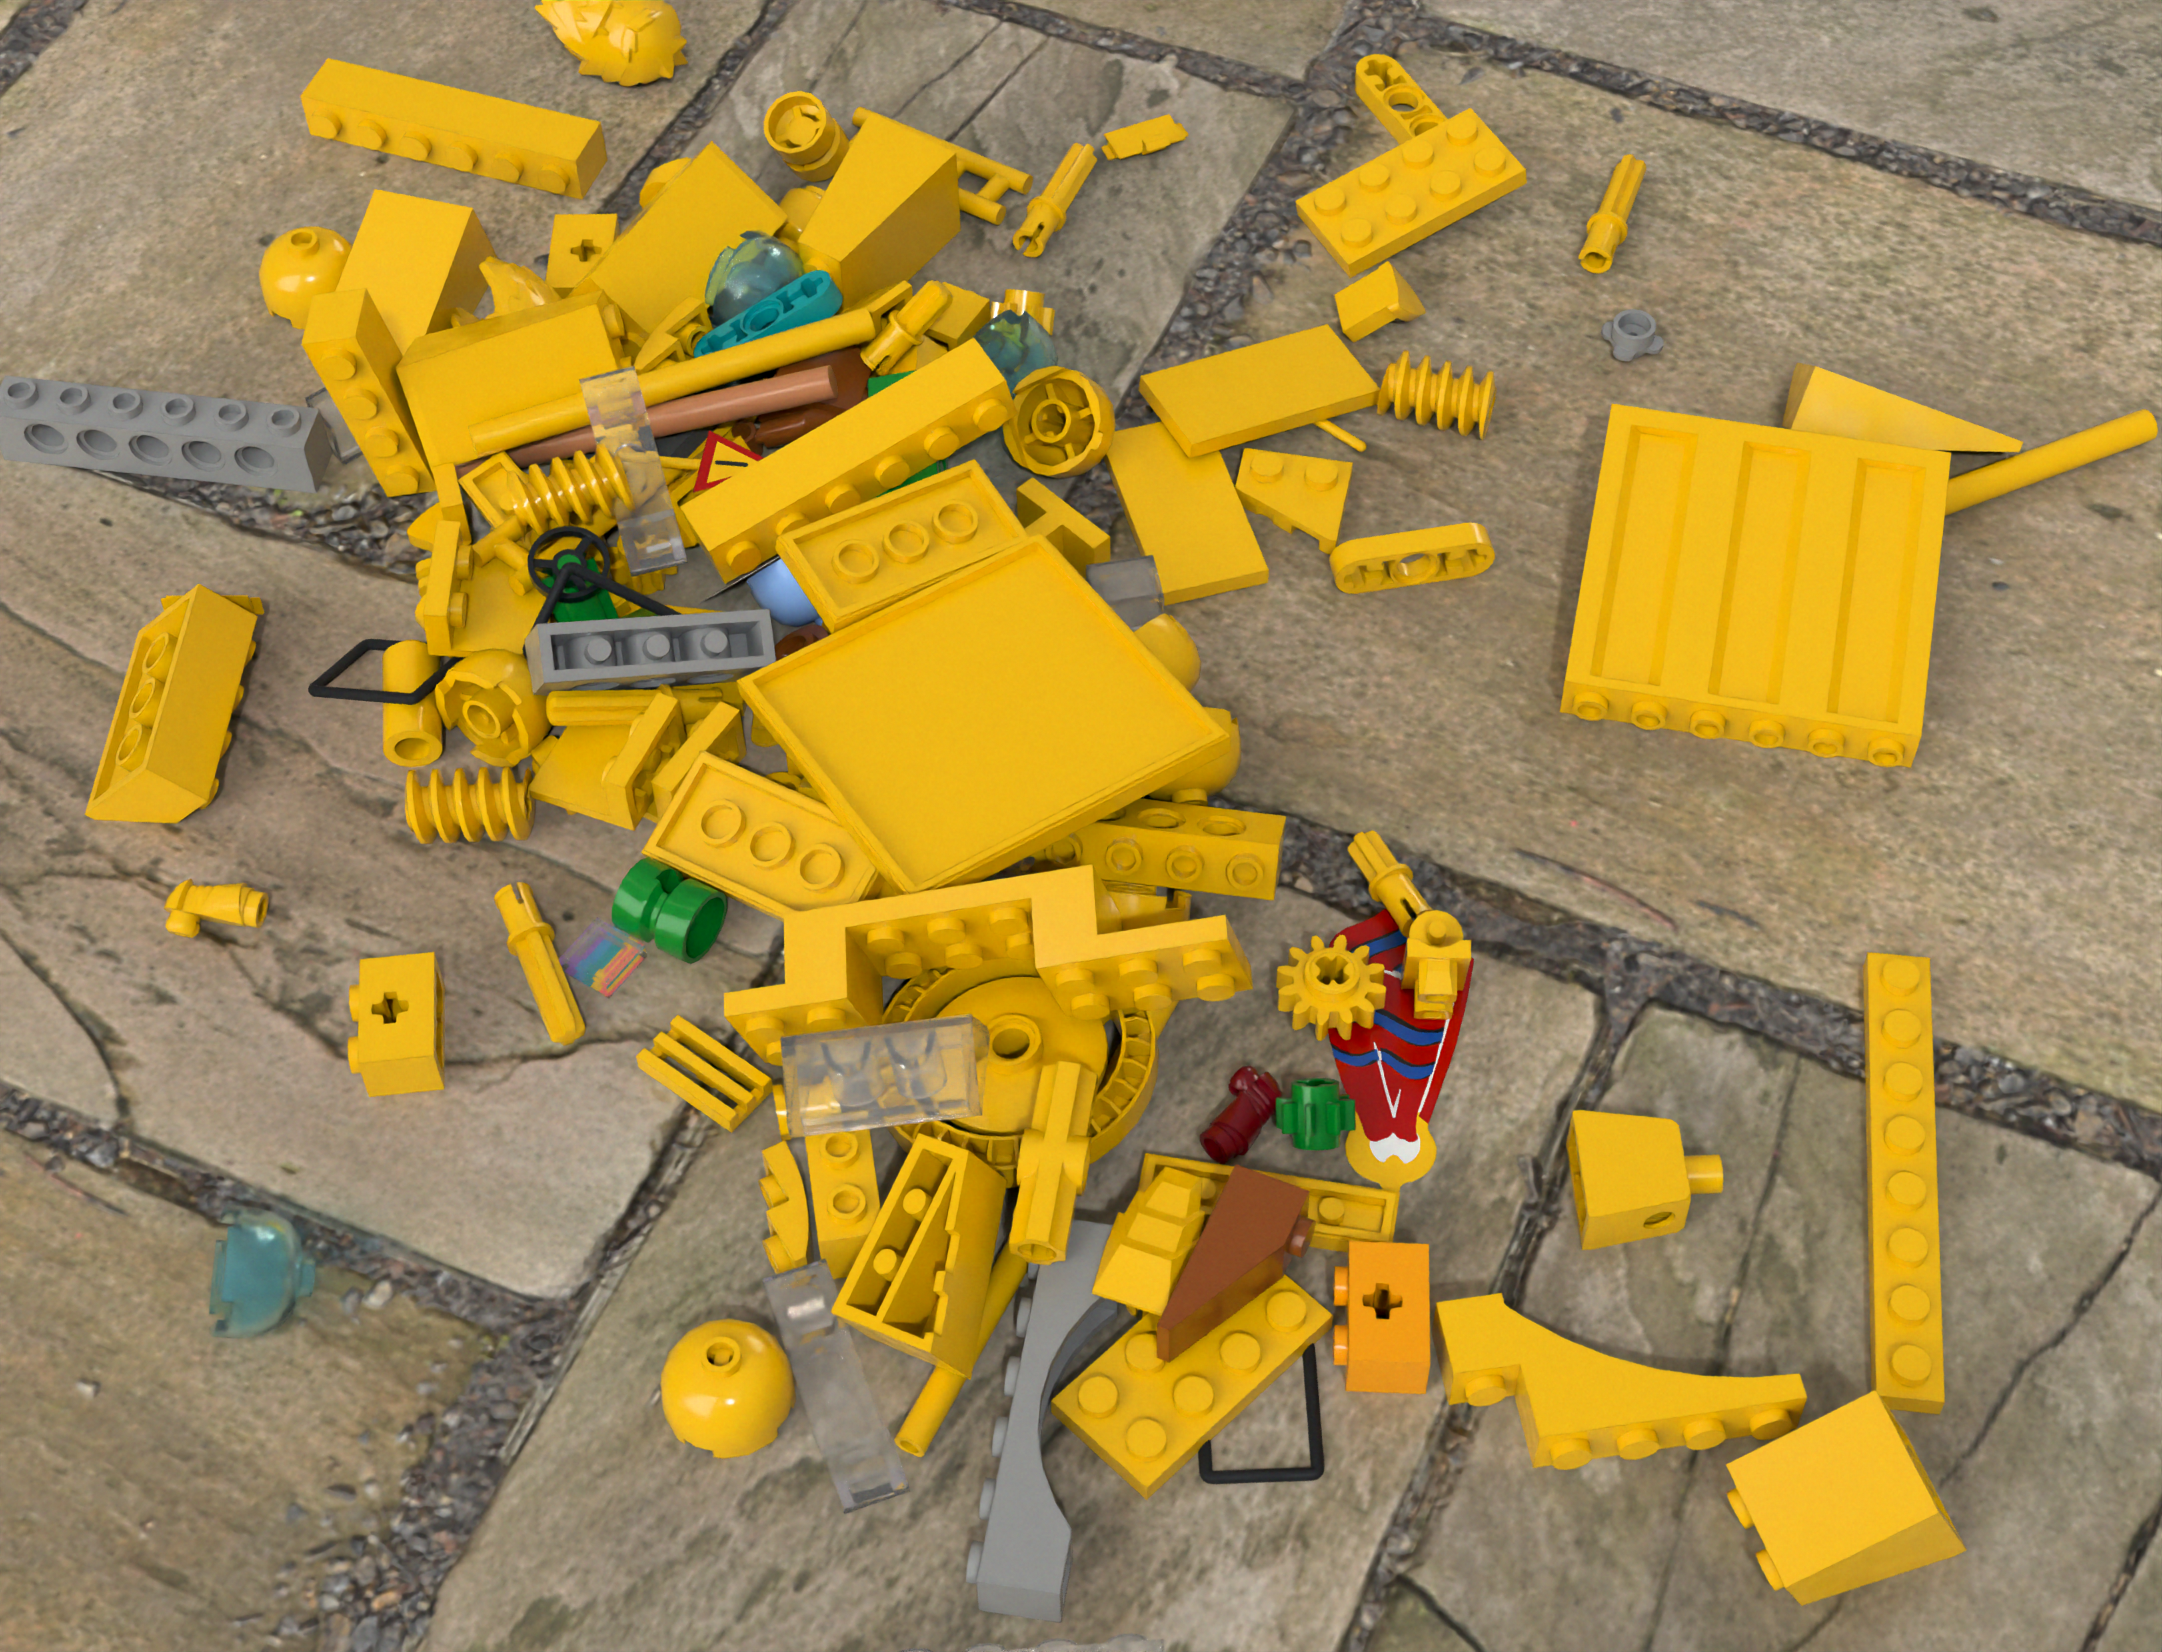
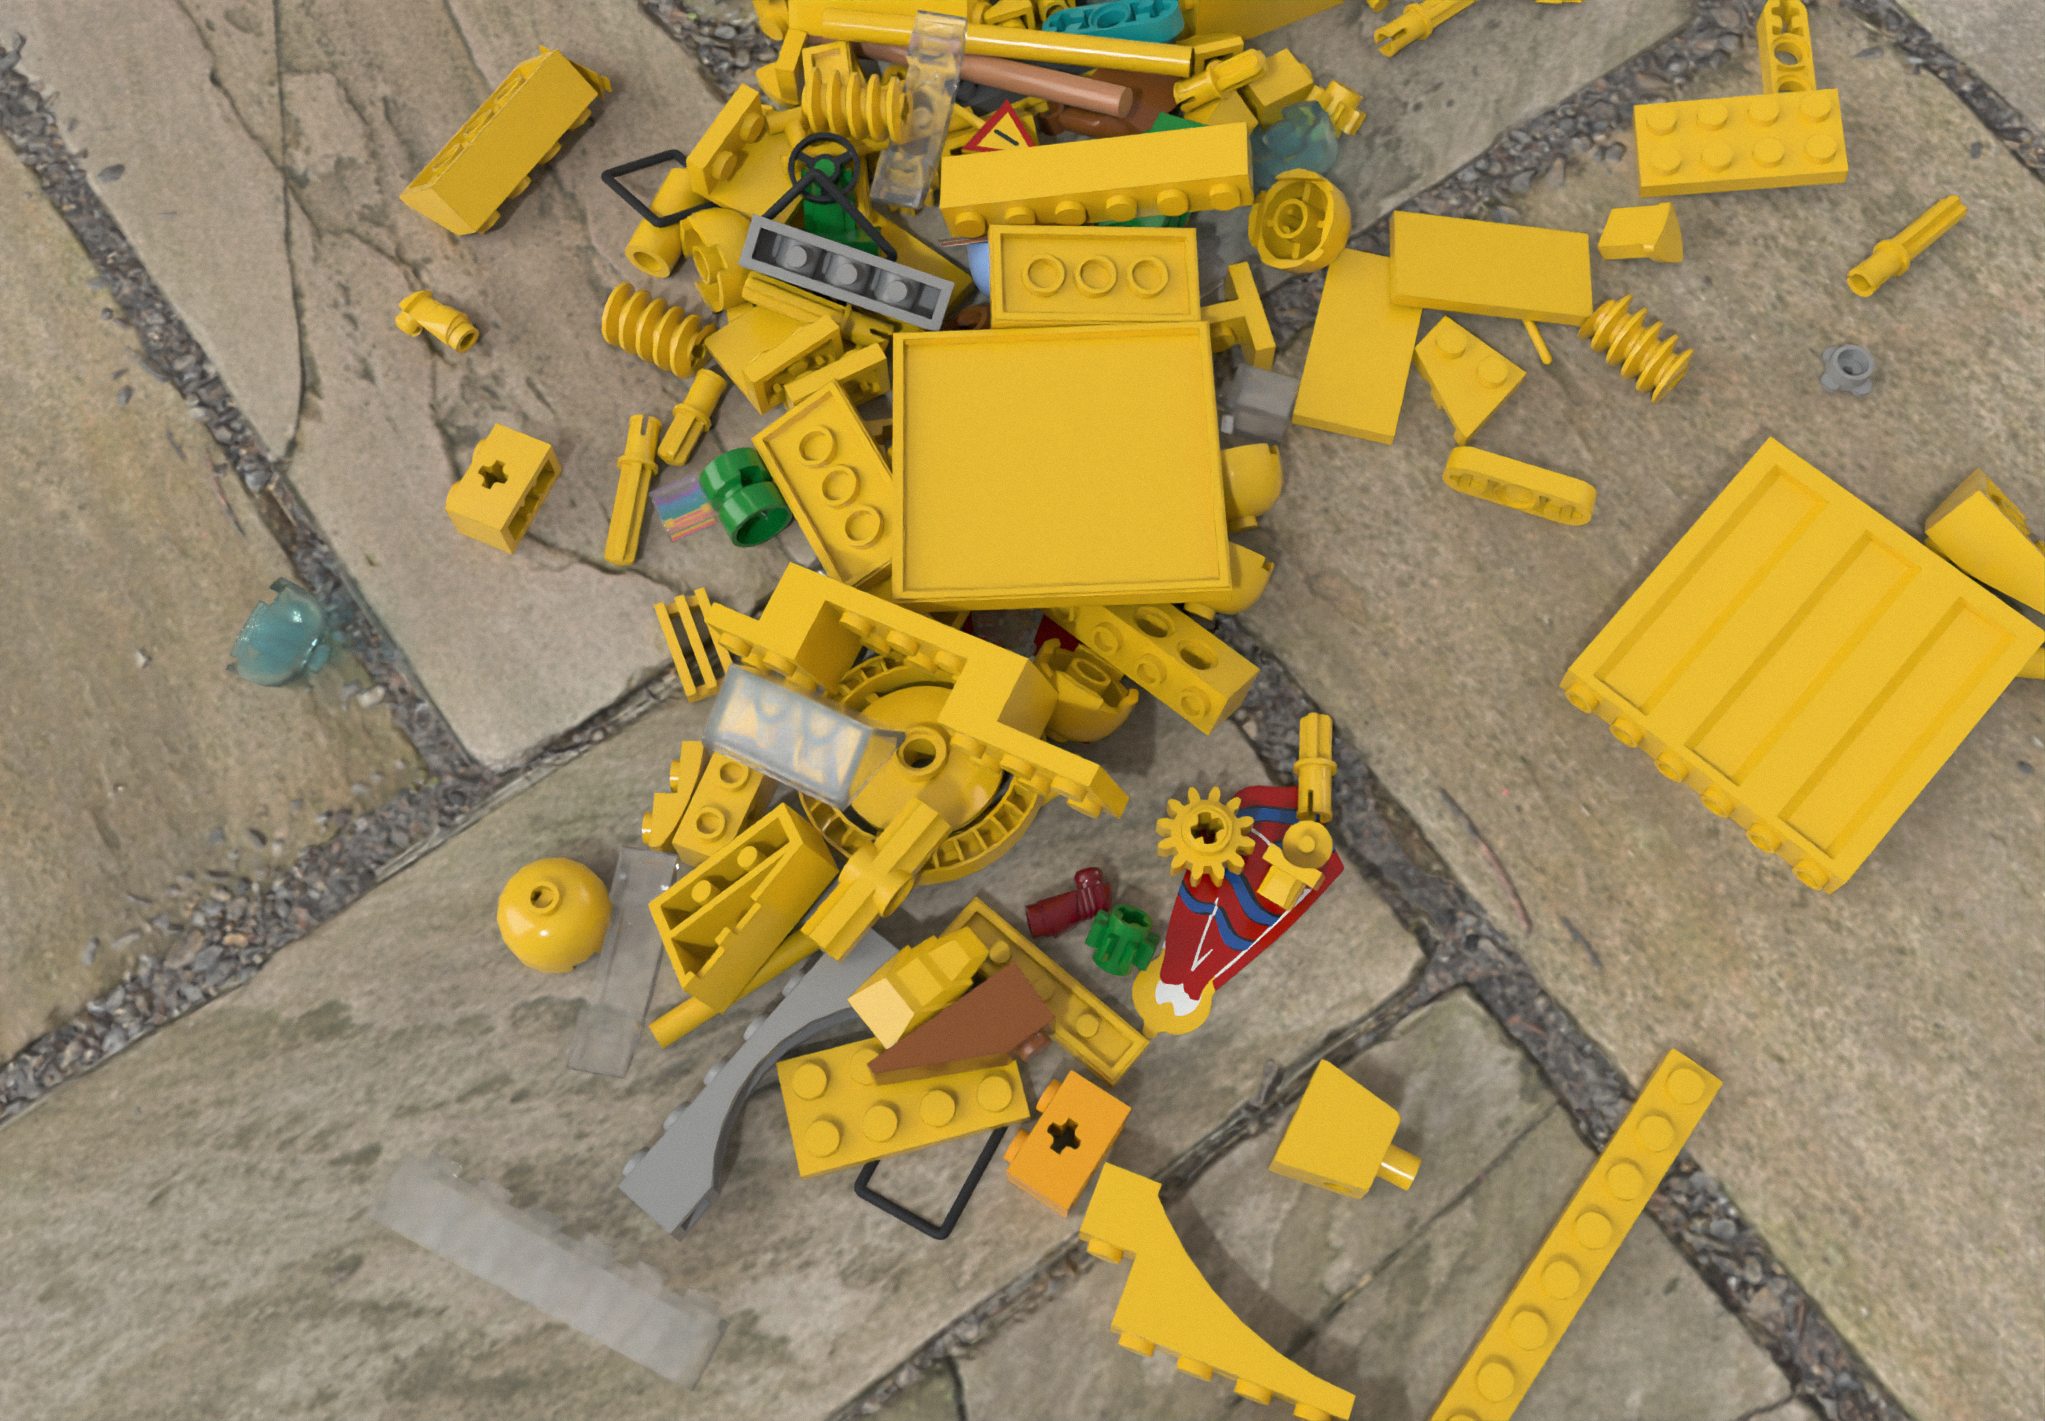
camera: 30 degrees right, 15 degrees up
(557, 869) = (691, 418): none -> yellow axle

